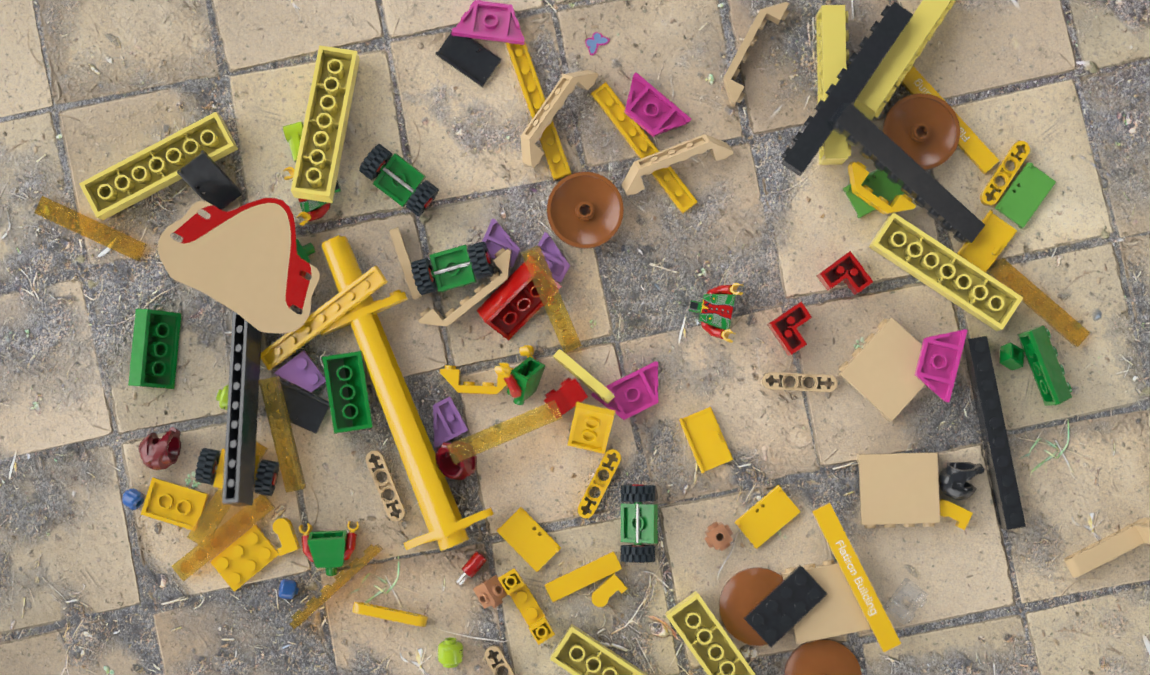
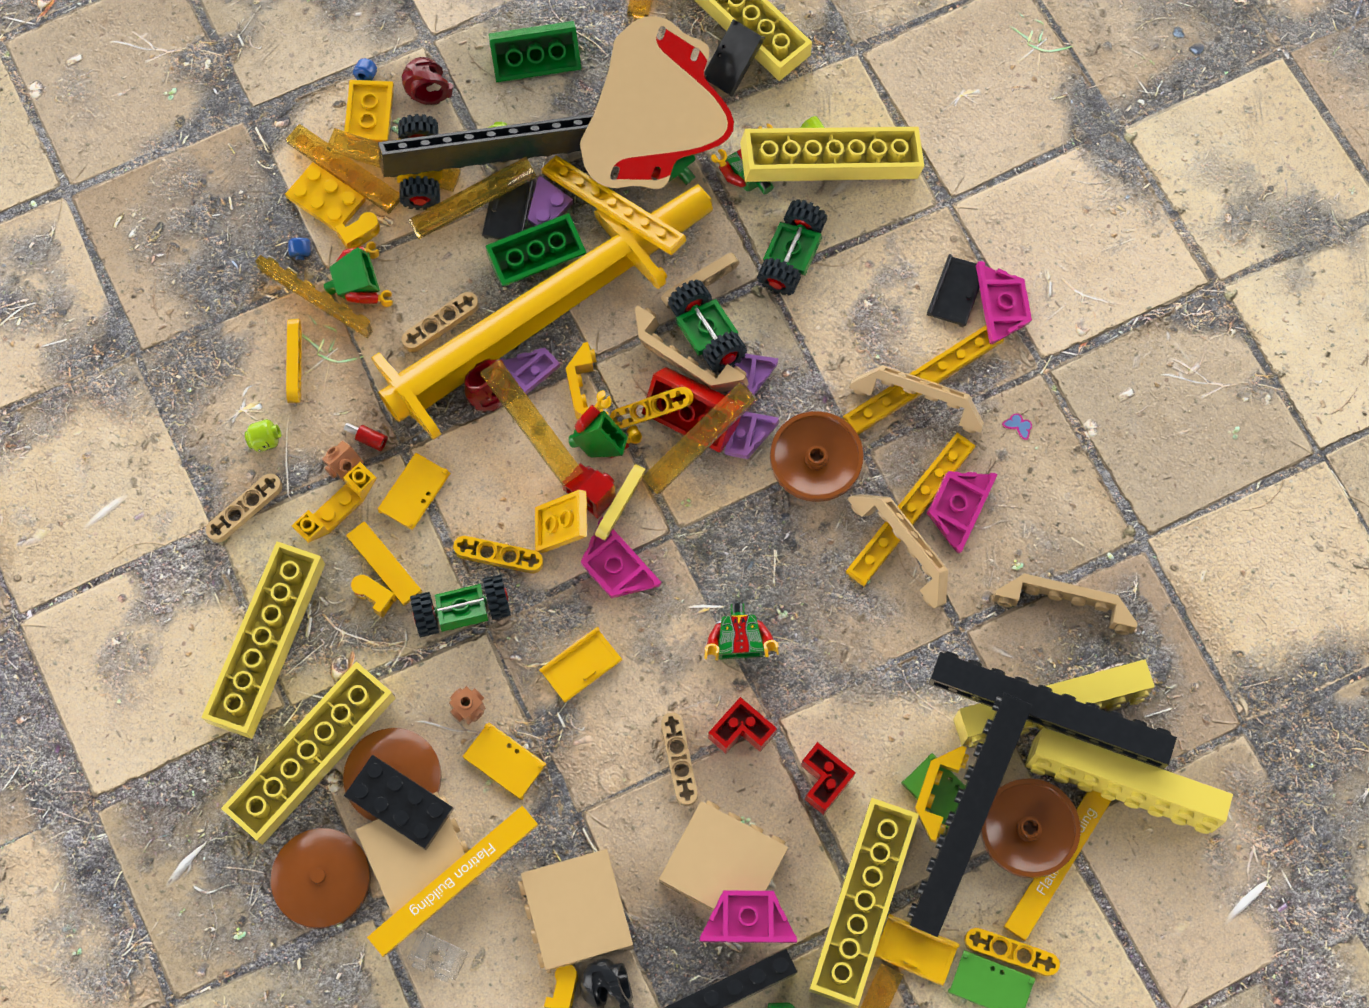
camera: 75 degrees right, 15 degrees down
(515, 331) = (651, 408): none -> yellow beam

